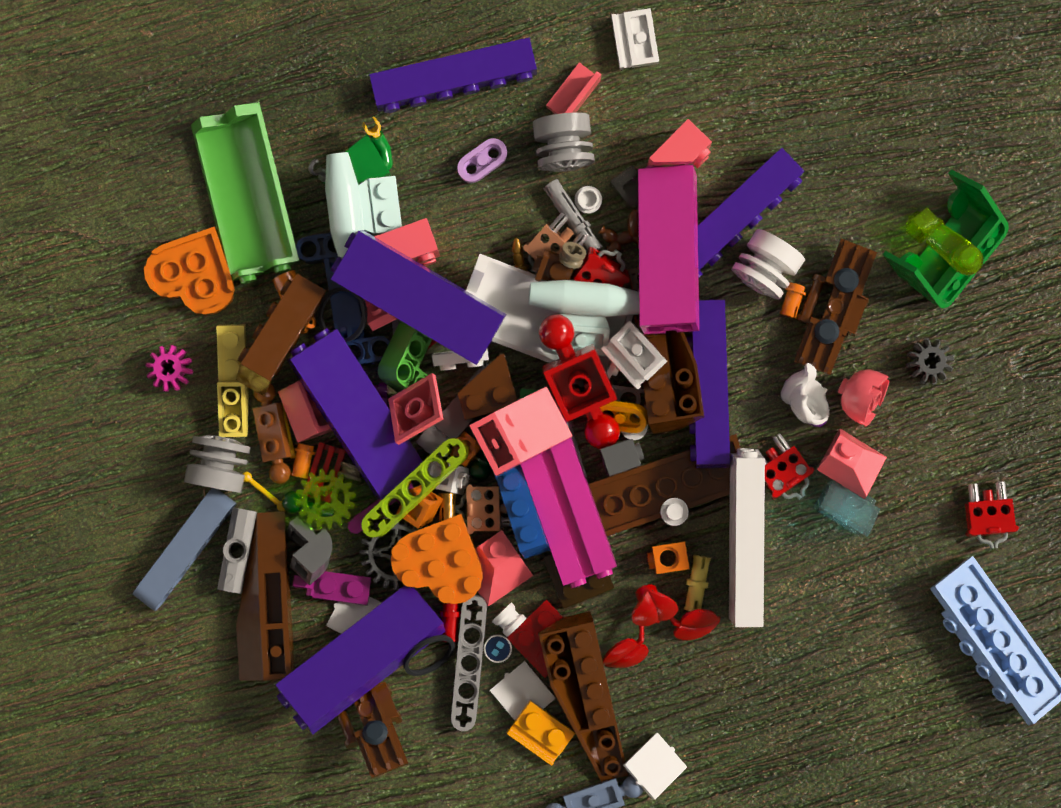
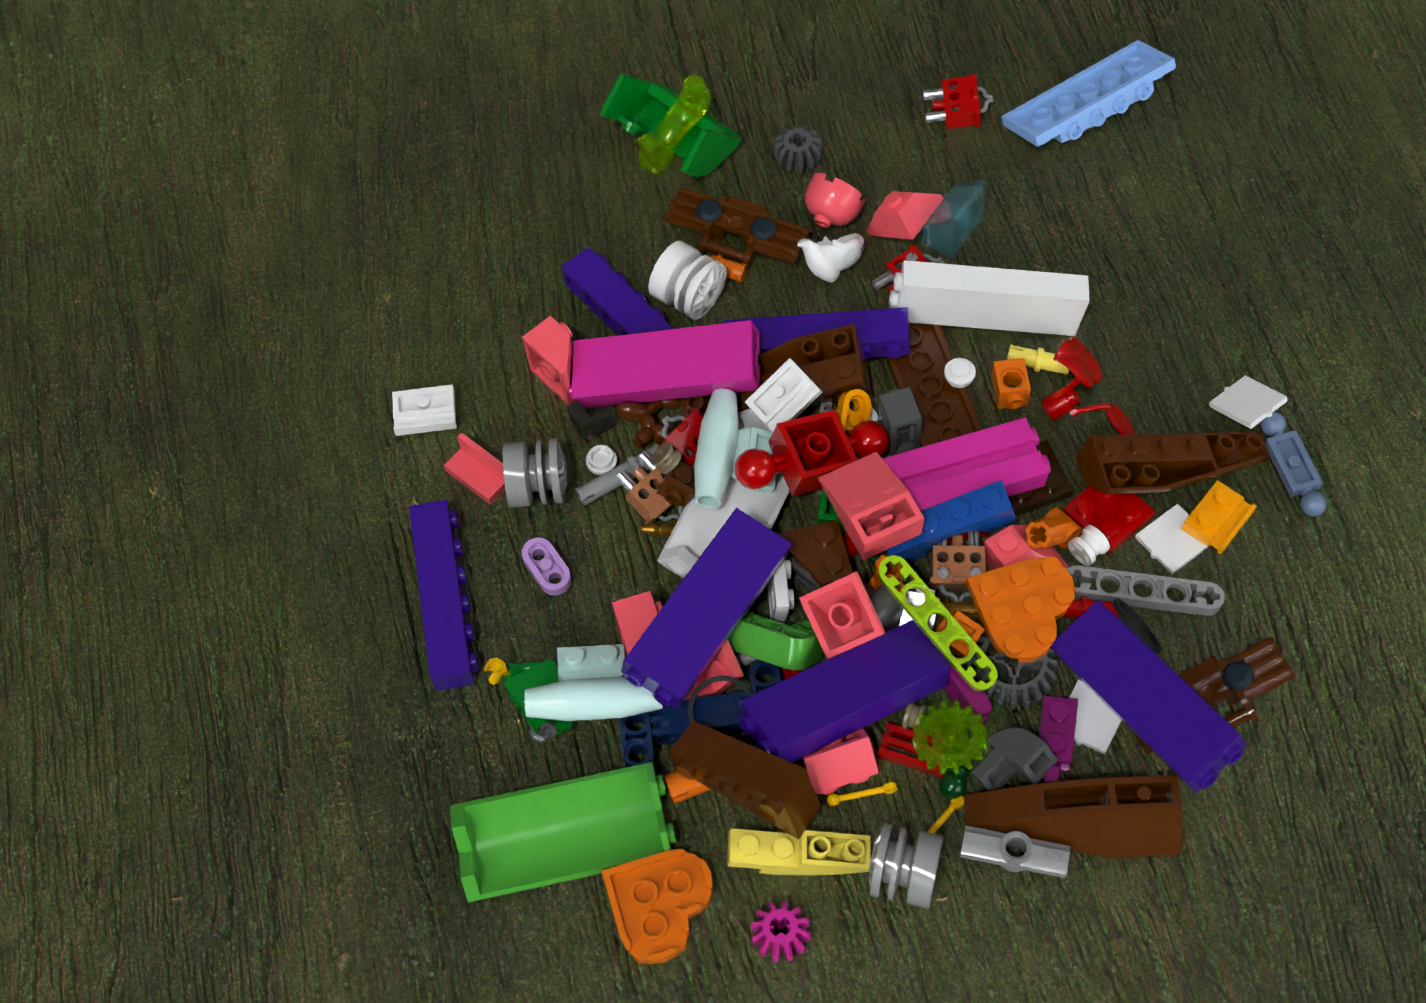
camera: 85 degrees left, 25 degrees down
(184, 549) = (1016, 918): sand blue beam -> none
(272, 435) = (870, 807): dark orange plate -> none
(302, 460) = (900, 773): orange pin -> none
(497, 648) = (1123, 559): dark blue tile -> none
(519, 590) = (1052, 530): none -> orange piece

